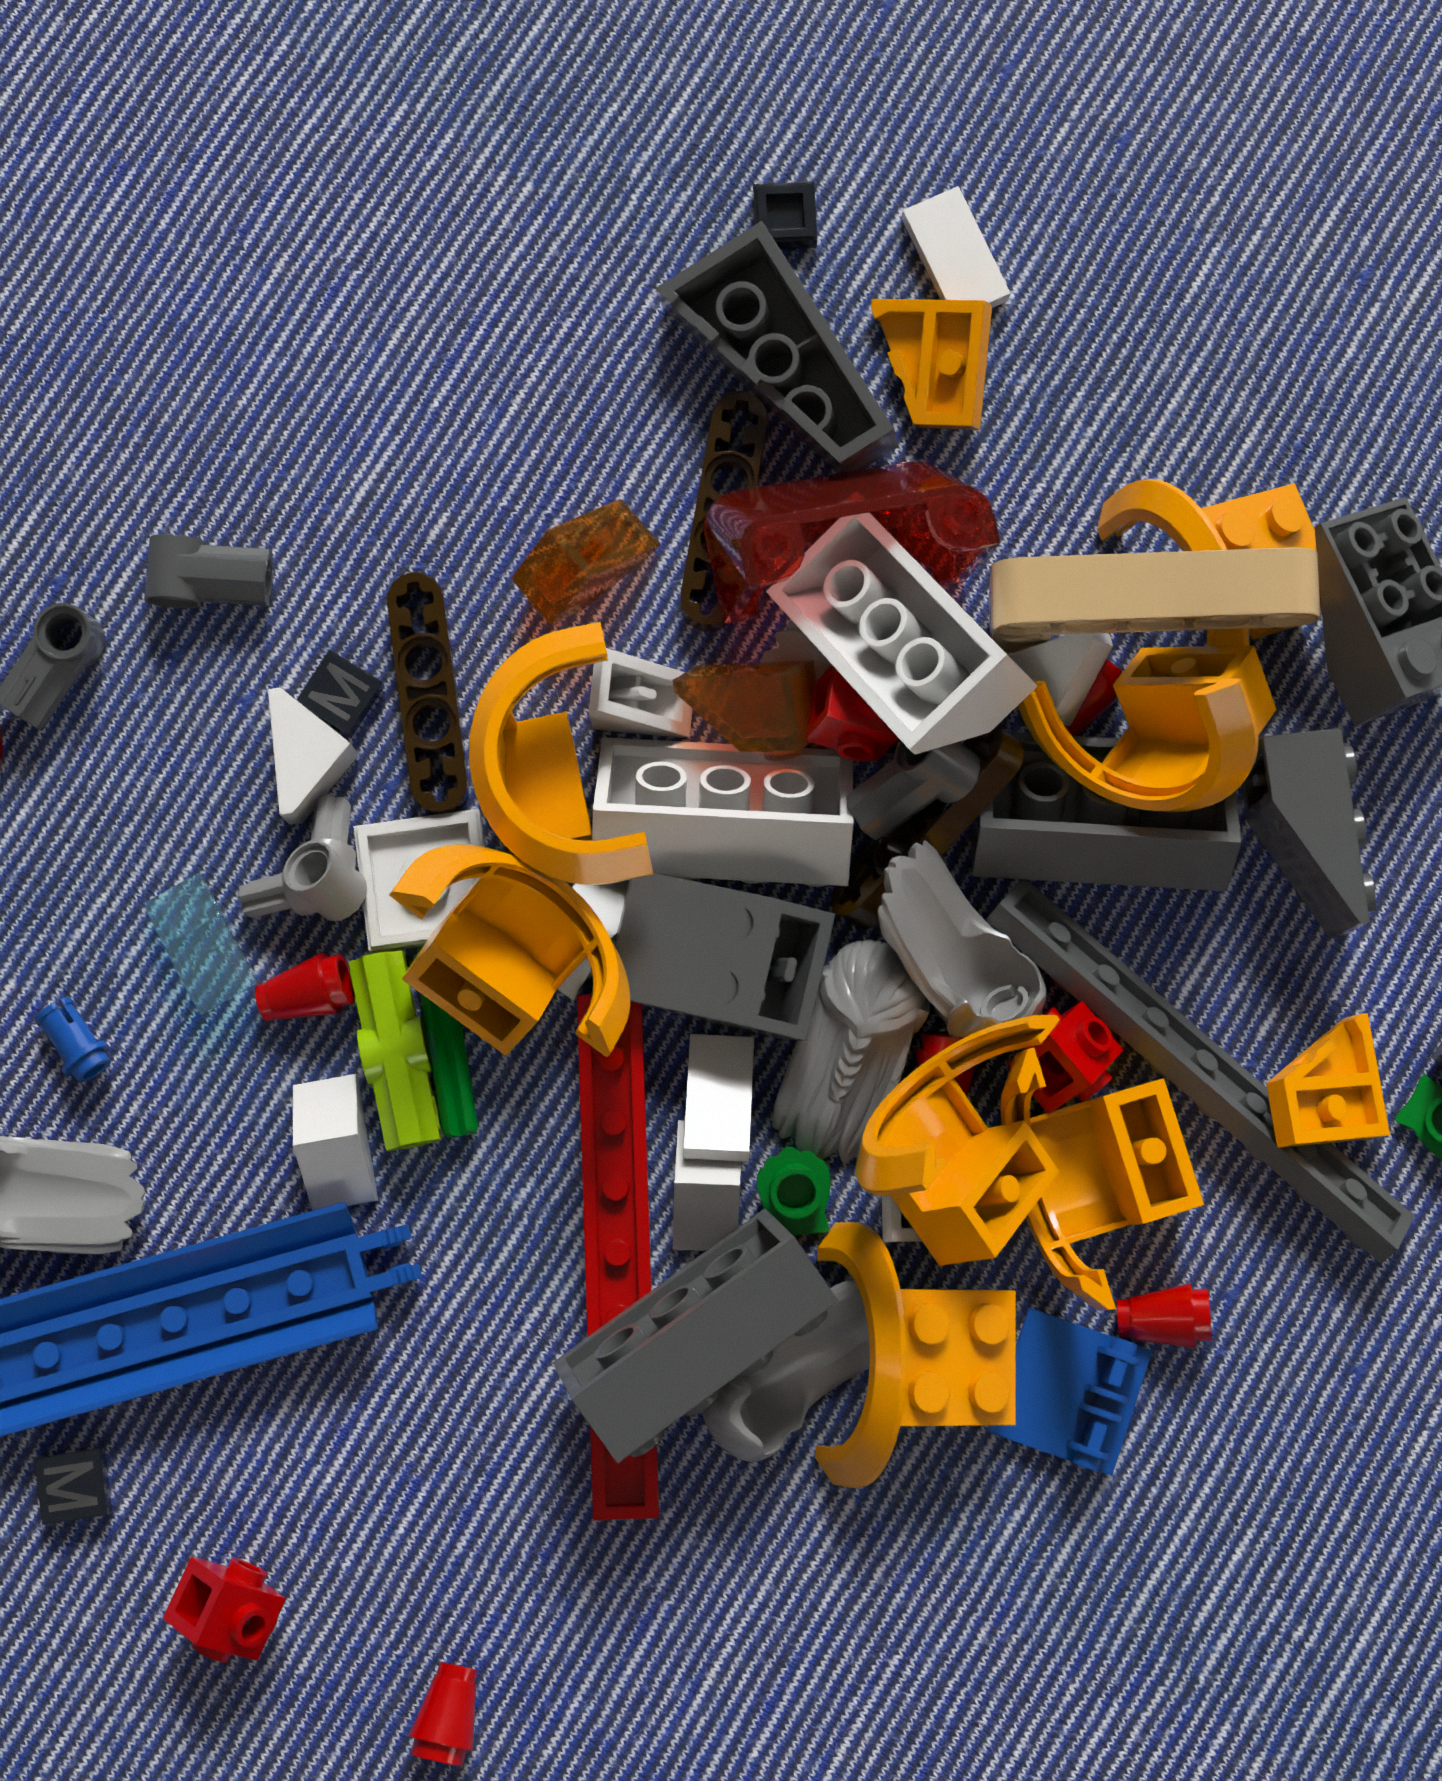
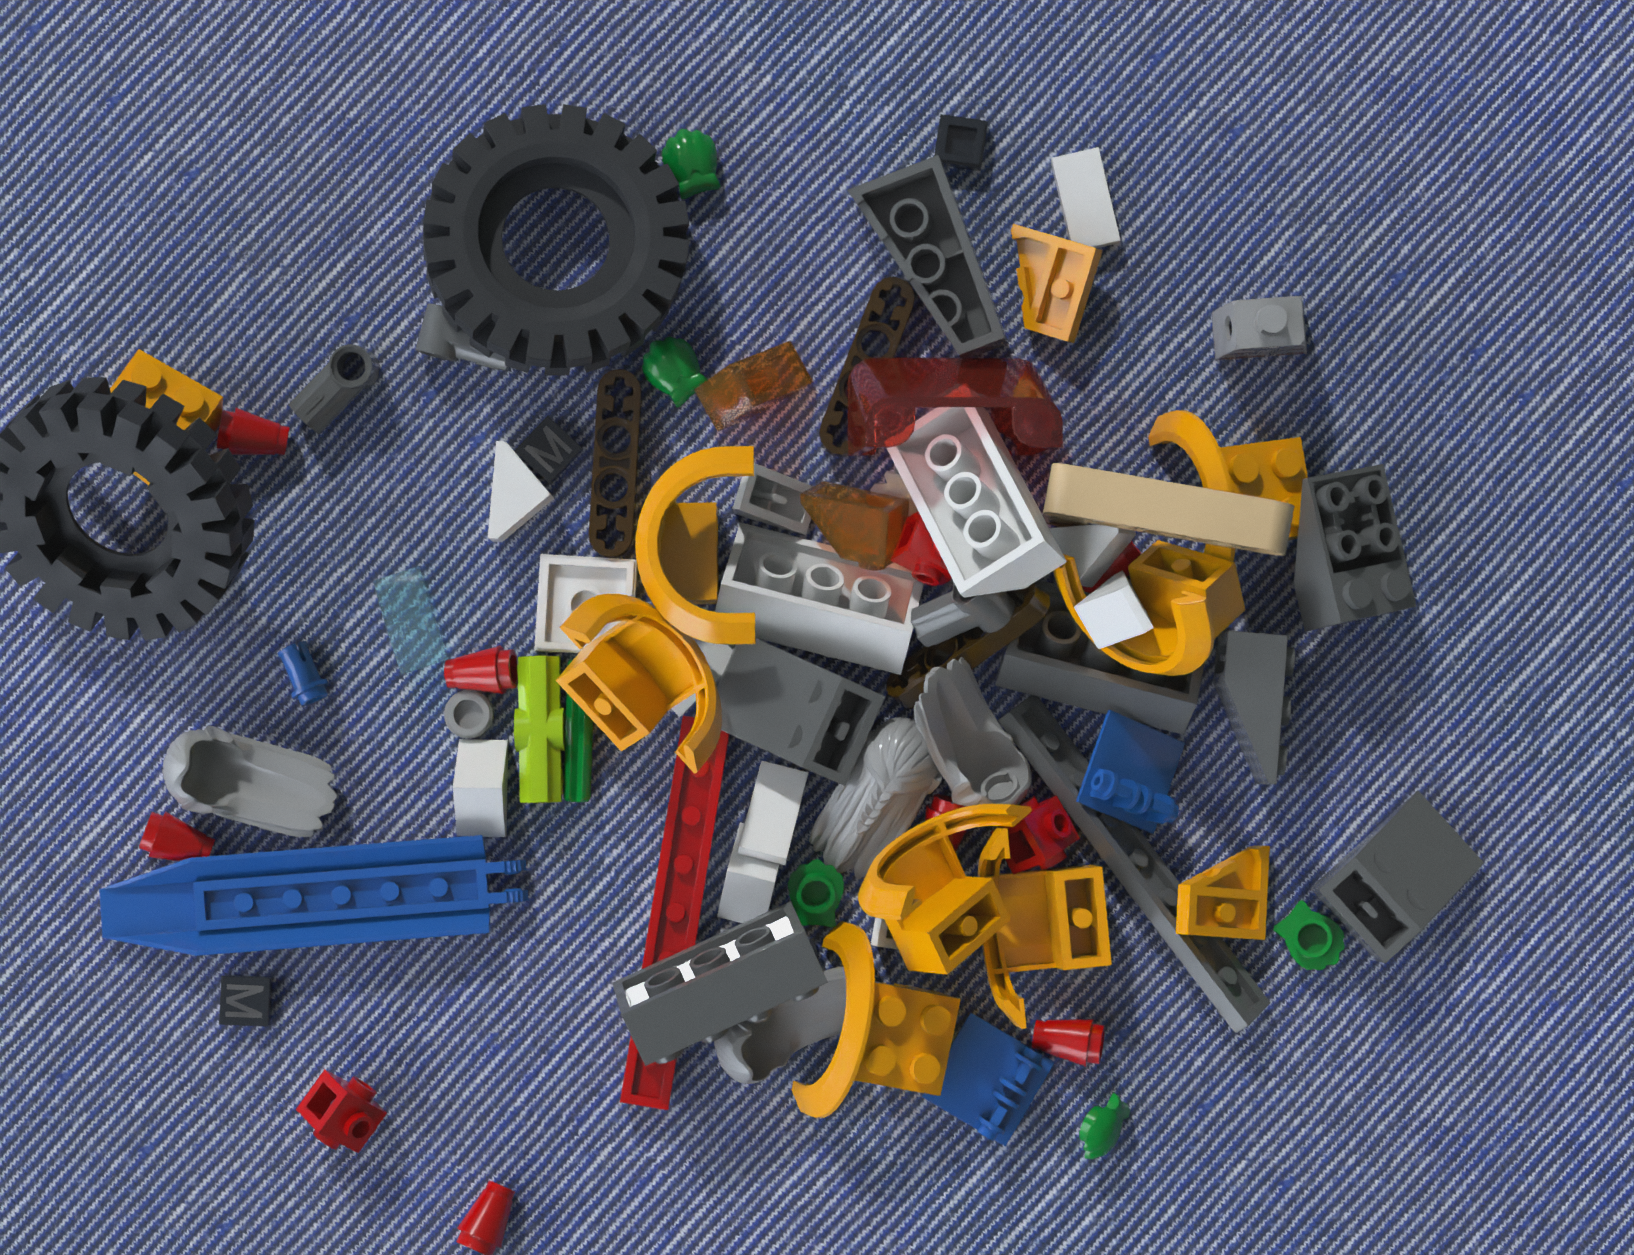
camera: 15 degrees right, 5 degrees up
(275, 528) = (539, 324): none -> black tyre
(299, 1050) = (469, 714): none -> light grey tile
(317, 874) = (508, 587): light grey axle -> none
(452, 302) = (692, 161): none -> green animal
(478, 561) = (673, 369): none -> green animal
(1113, 740) = (1113, 612): none -> white slope
(1172, 954) = (1132, 773): none -> blue hinge
(1218, 360) = (1259, 328): none -> light grey torso
(1235, 1424) = (1103, 1127): none -> green animal

